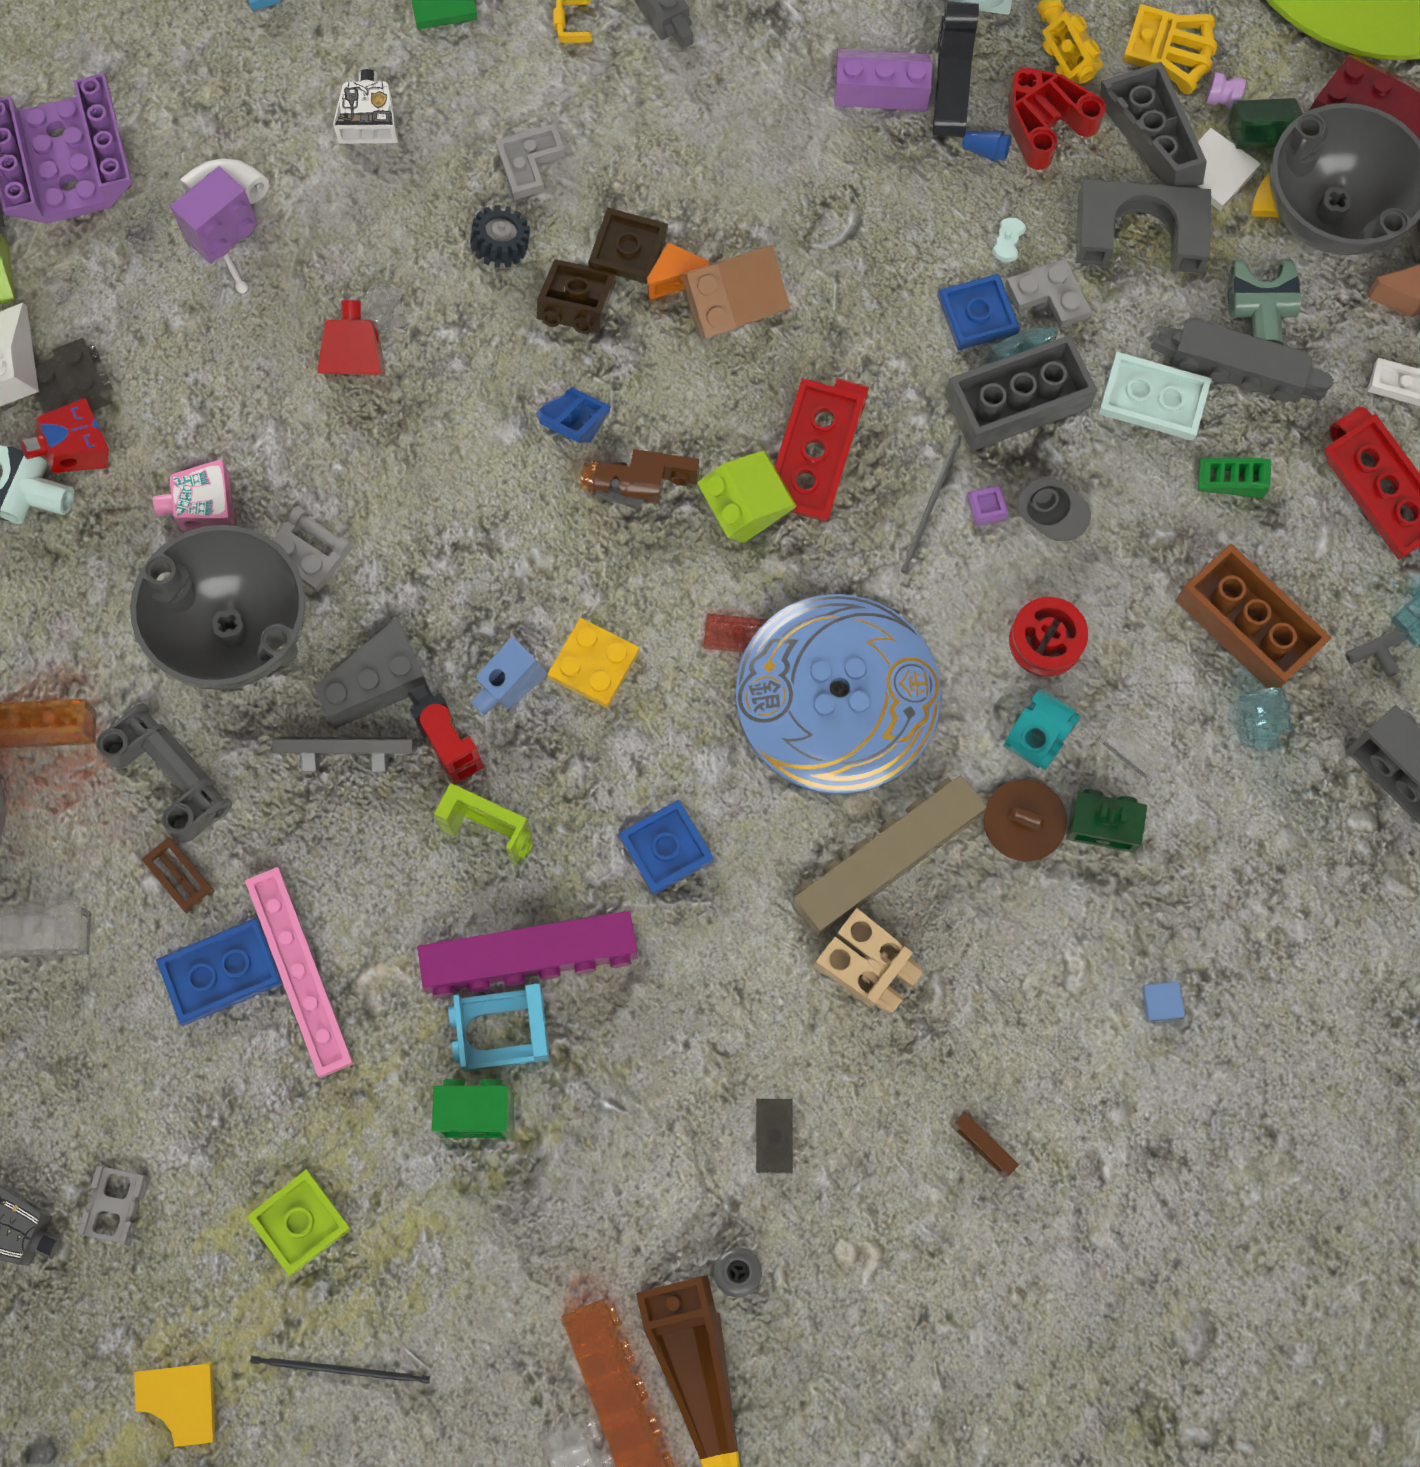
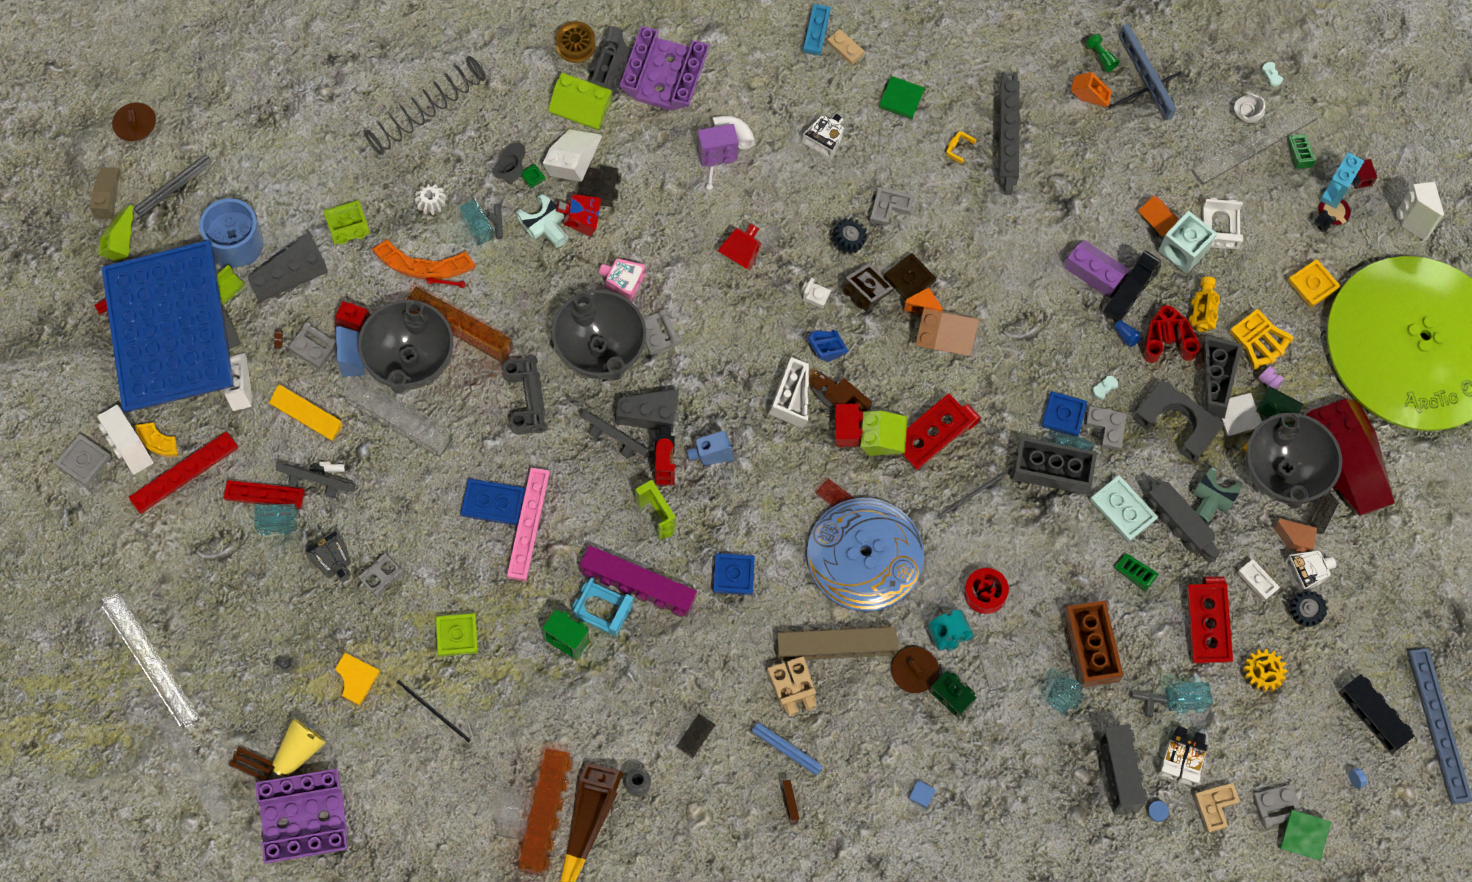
camera: 30 degrees right, 5 degrees down
(196, 896) = (504, 461): reddish brown tile -> none
(506, 351) = (815, 293): none -> white bracket
(571, 520) = (792, 394): none -> white wedge
(593, 663) = (758, 468): yellow plate -> none
(685, 515) = (847, 425): none -> red brick
(922, 1064) = (787, 749): none -> medium blue axle
(987, 505) = (1002, 510): medium lavender tile -> none
(1054, 509) = (1031, 531): dark grey piece -> none

